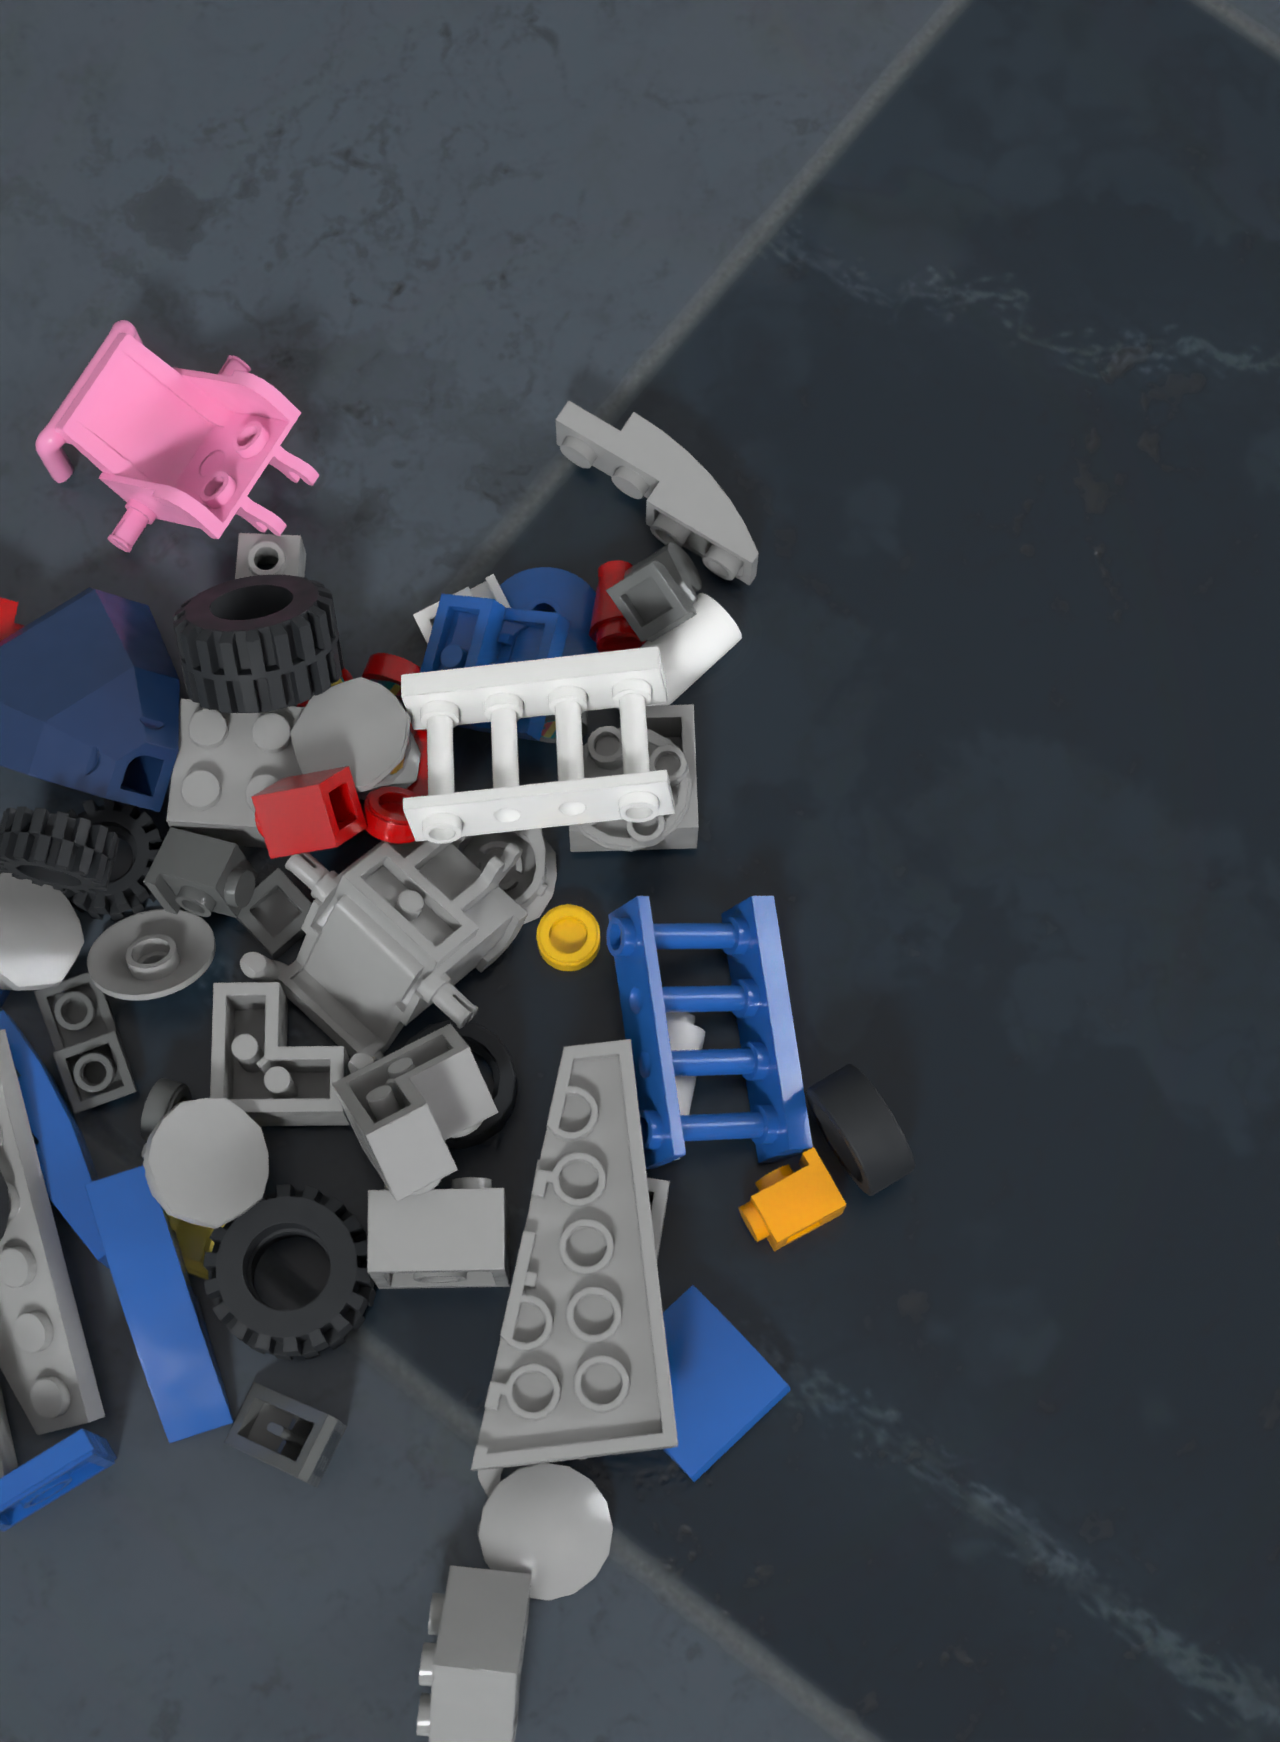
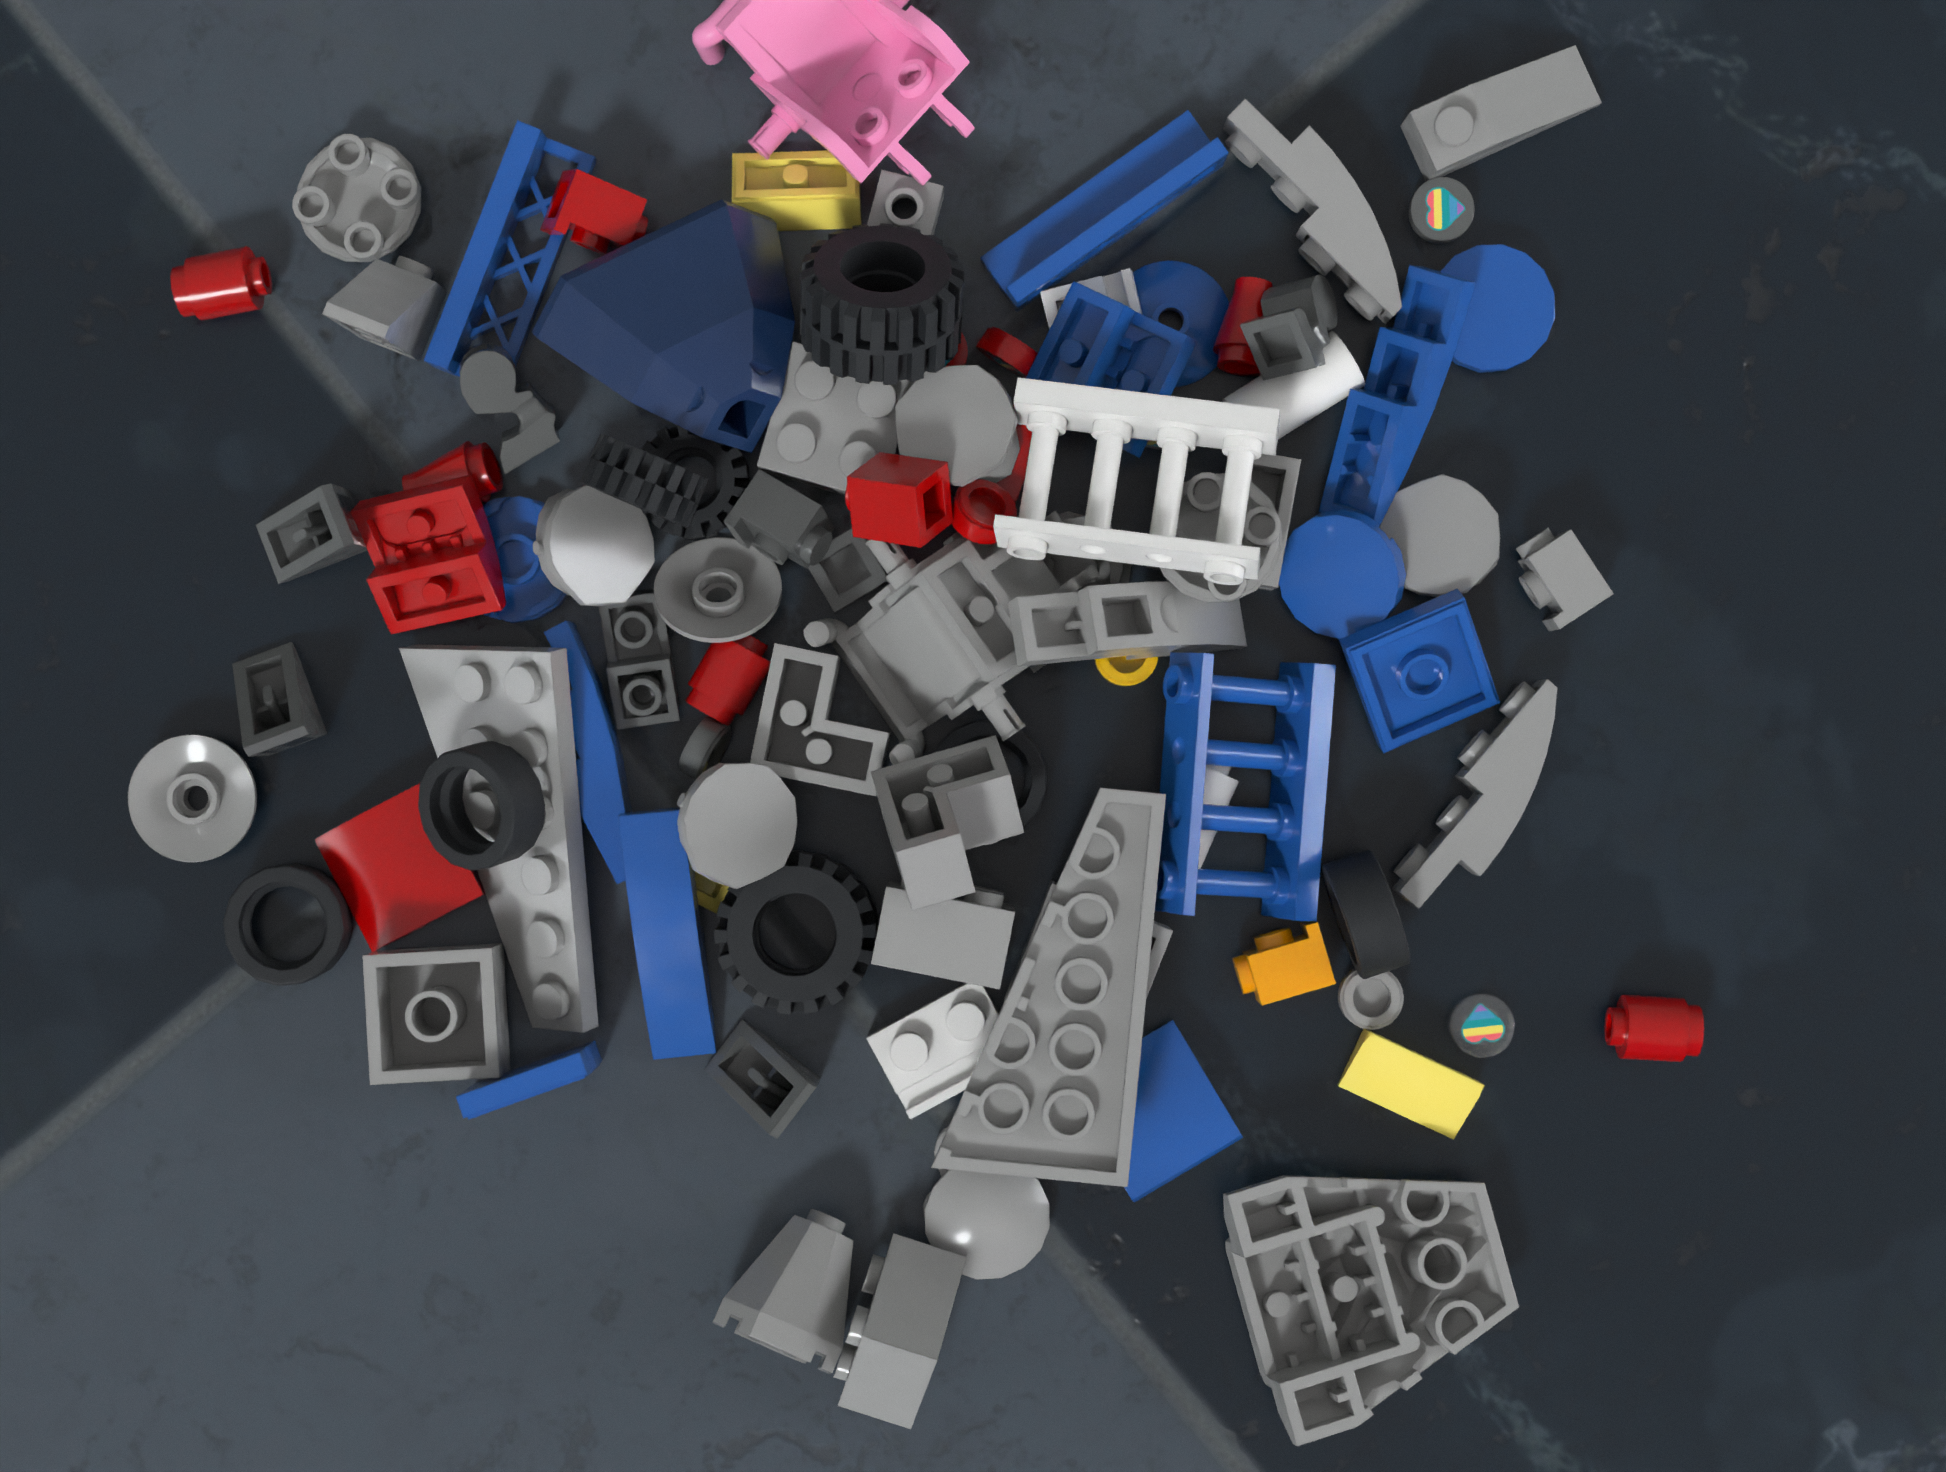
camera: 20 degrees right, 15 degrees up
(164, 571) = (797, 189): none -> light yellow slope
(177, 1036) = (728, 678): none -> red brick
(357, 1654) = (796, 1292): none -> light grey cone
(453, 1366) = (935, 1047): none -> white plate
(460, 534) = (1103, 210): none -> blue fence
(552, 887) = (1119, 622): none -> light grey slope
(759, 812) = (1341, 573): none -> blue tile
(773, 656) = (1399, 396): none -> blue slope
(777, 471) = (1441, 210): none -> dark grey tile
(805, 376) = (1498, 112): none -> light grey slope
(844, 548) = (1507, 310): none -> blue tile
(847, 759) = (1444, 535): none -> light grey hat
(857, 888) = (1420, 670): none -> blue tile
(887, 1221) = (1370, 1001): none -> light grey tile
(944, 1513) = (1360, 1287): none -> light grey wedge
(947, 1298) = (1410, 1084): none -> light yellow slope
(962, 978) = (1502, 775): none -> light grey slope
(972, 773) = (1560, 576): none -> light grey brick
(1004, 1225) = (1481, 1025): none -> clear tile
(1176, 1187) = (1654, 1028): none -> red brick

